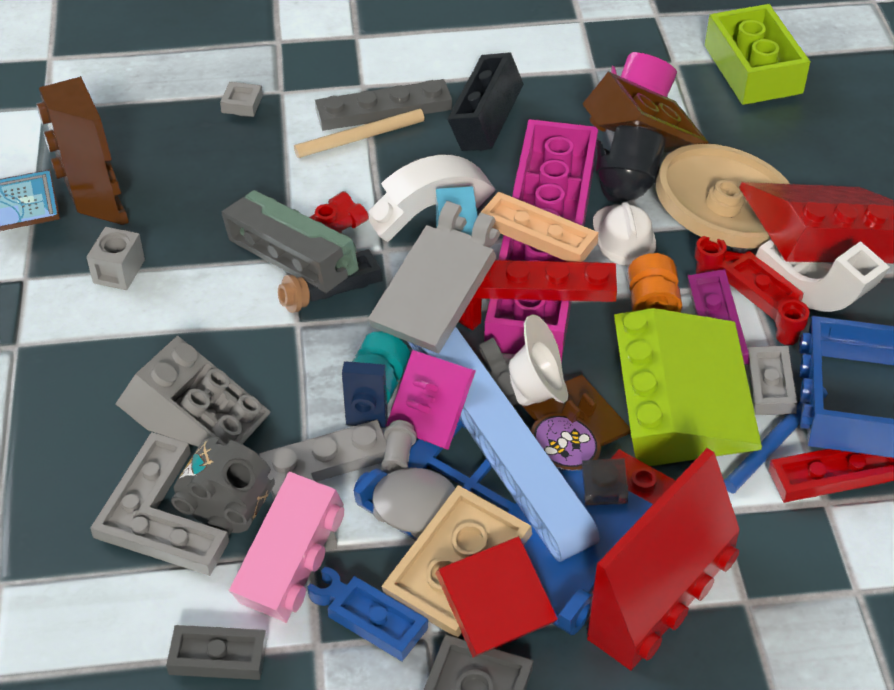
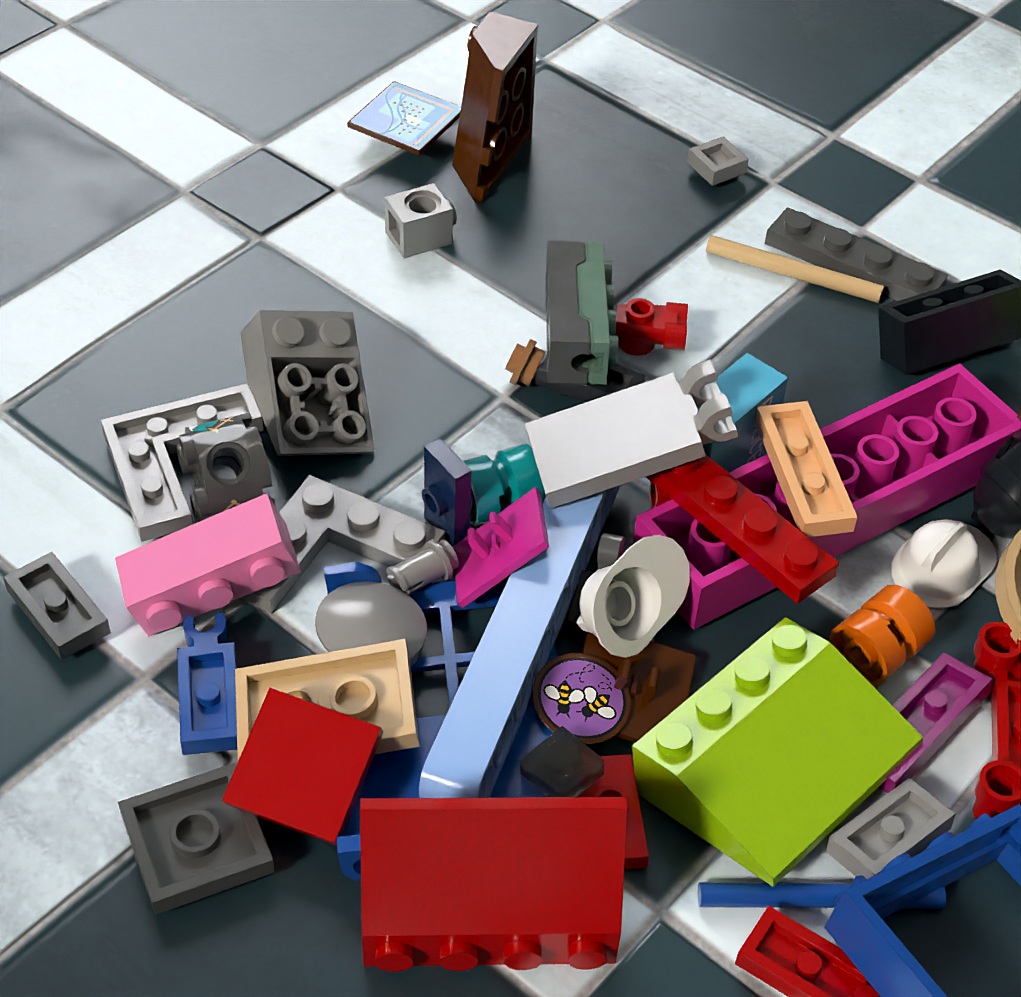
camera: 45 degrees right, 0 degrees up
(415, 188) = (811, 363): white arch -> none

